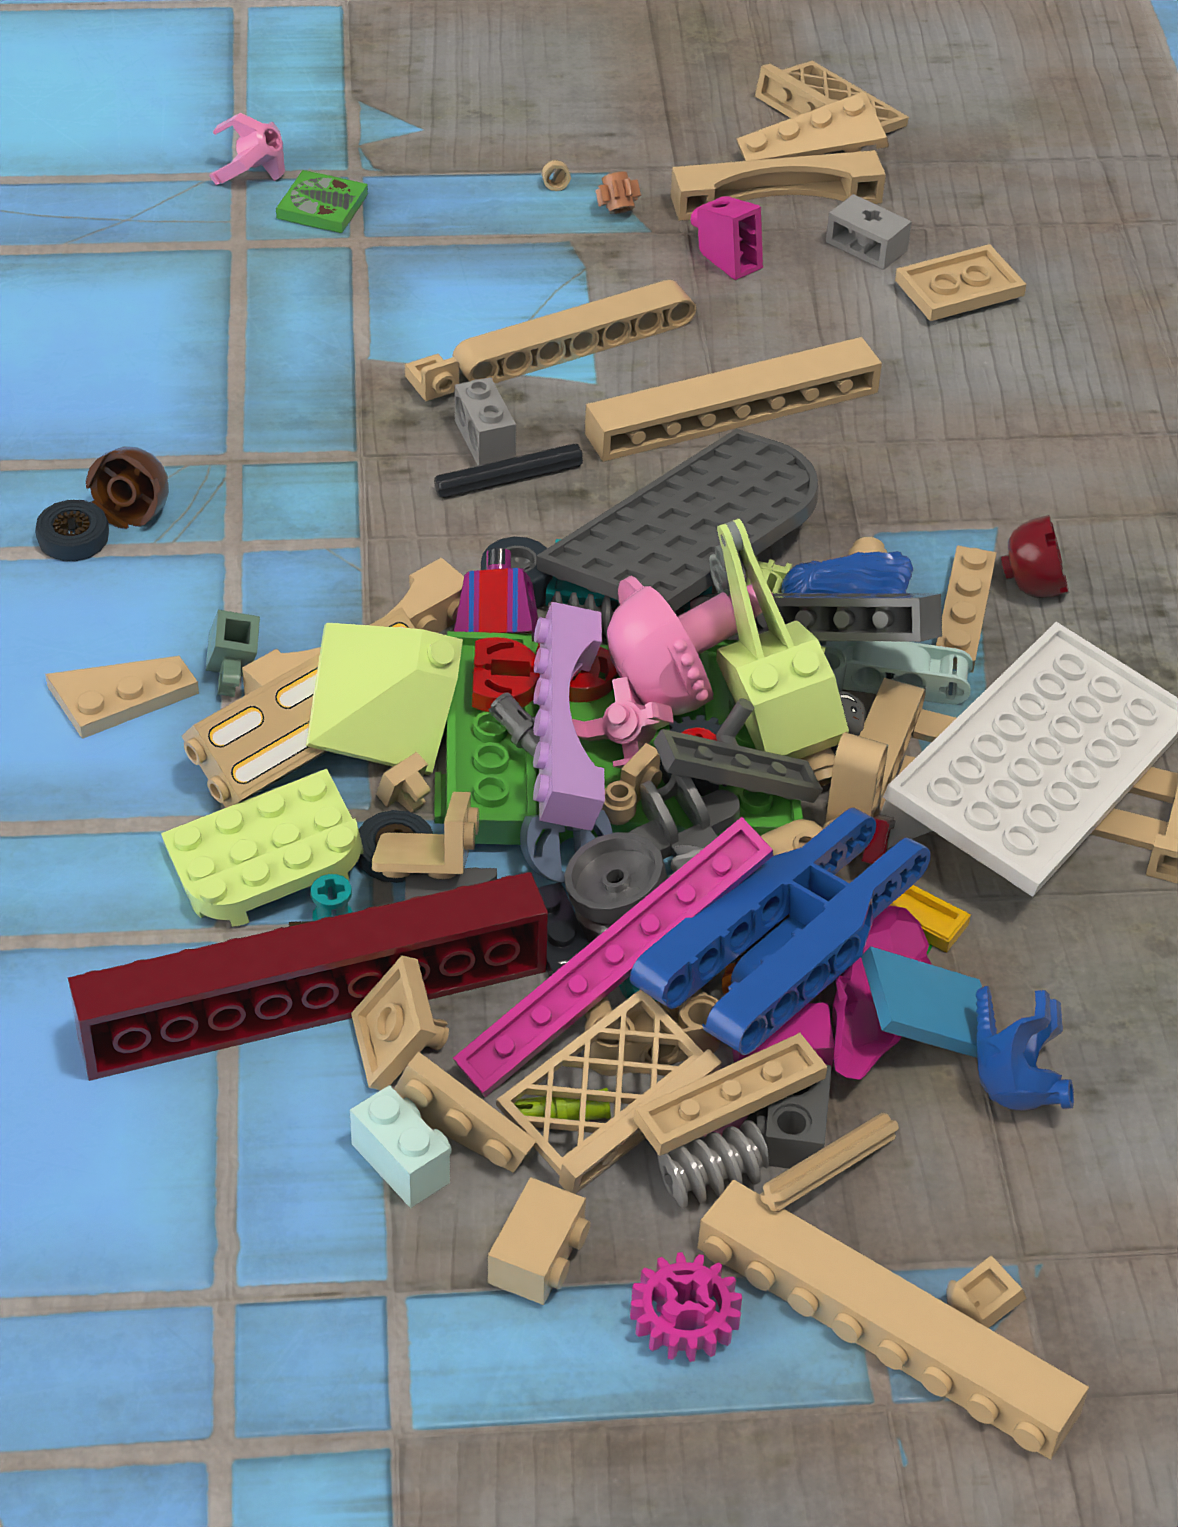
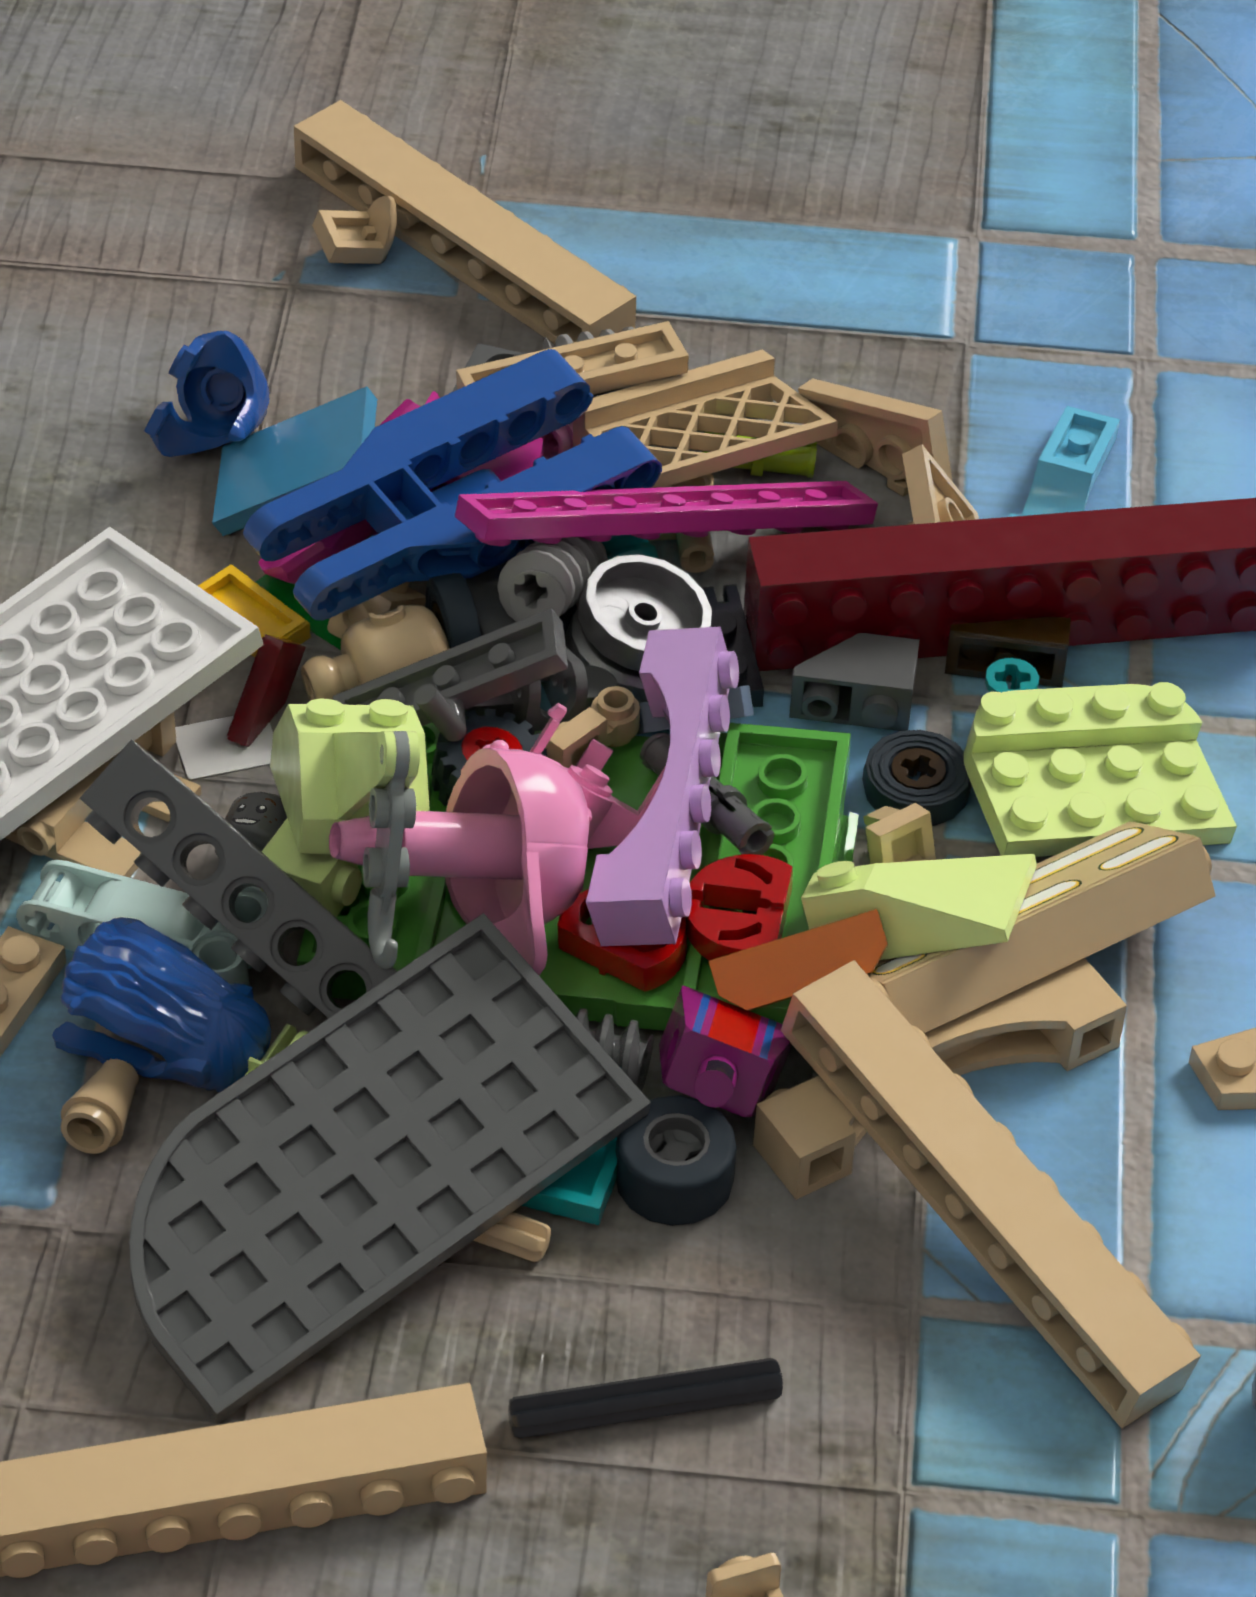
camera: 170 degrees left, 0 degrees up
(231, 647) = (1140, 1064): sand green brick -> none
(303, 1105) = (1071, 462): none -> medium azure piece
(331, 548) = (990, 1194): none -> tan brick
(401, 1145) = (971, 427): light aqua brick -> none
(434, 854) = (885, 685): tan bracket -> none
(462, 628) = (788, 964): none -> orange piece
(484, 421) = (675, 1478): light grey brick -> none
(537, 1241) = (812, 319): tan brick -> none
(686, 1307) = (667, 263): dark pink gear -> none
(828, 1162) = (488, 329): tan axle -> none
(871, 760) = (285, 666): tan beam -> none

